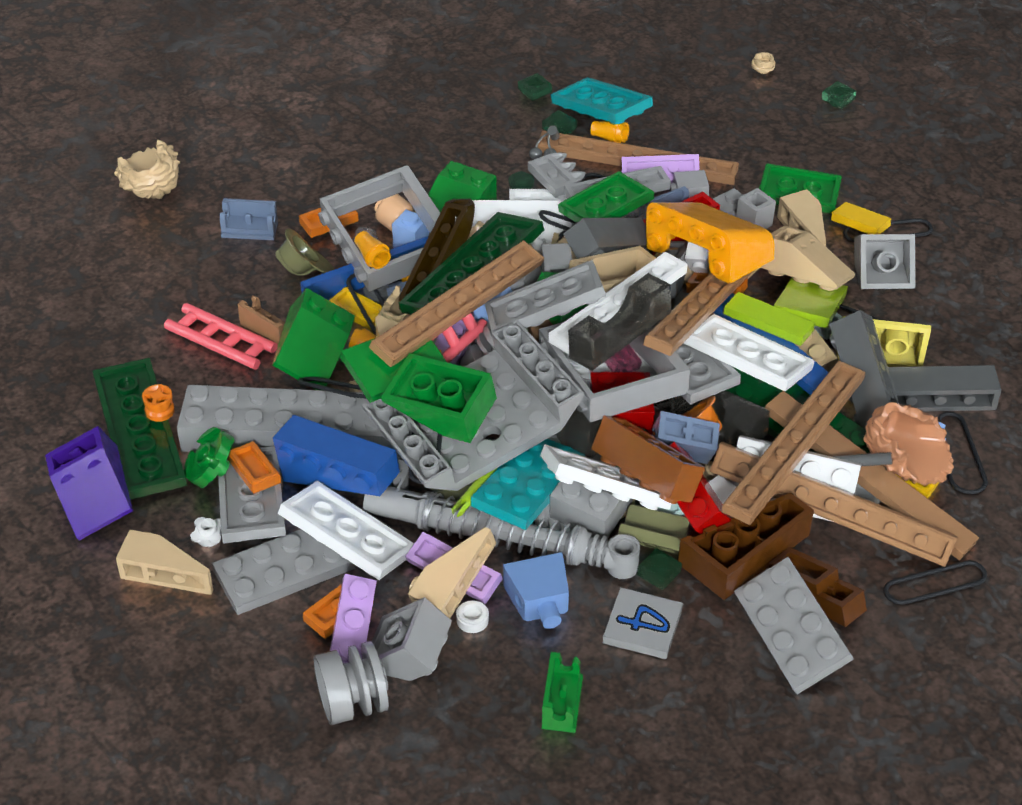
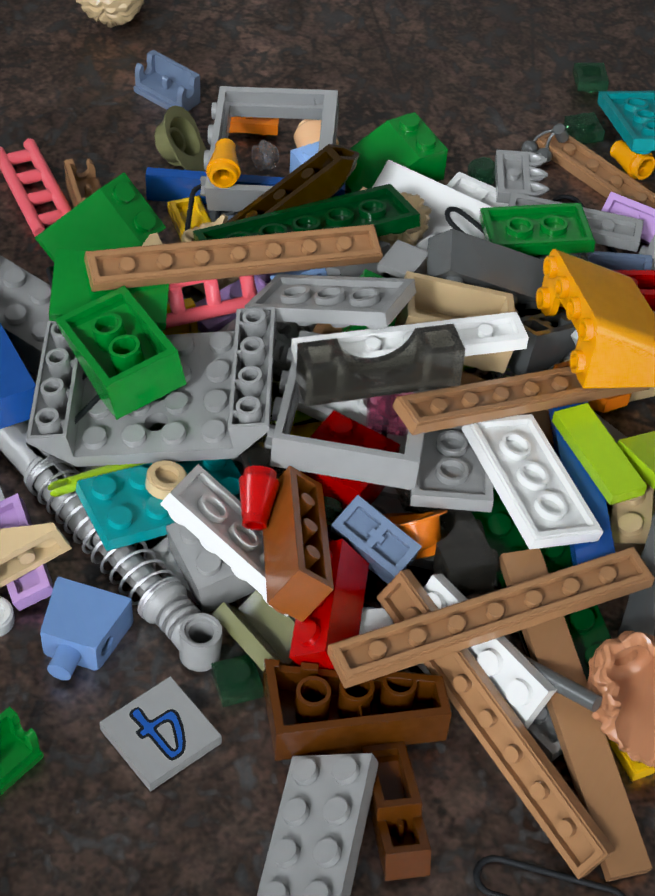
camera: 30 degrees right, 5 degrees up
(528, 466) = (163, 478): none -> tan tile
(599, 443) = (257, 495): none -> red cone

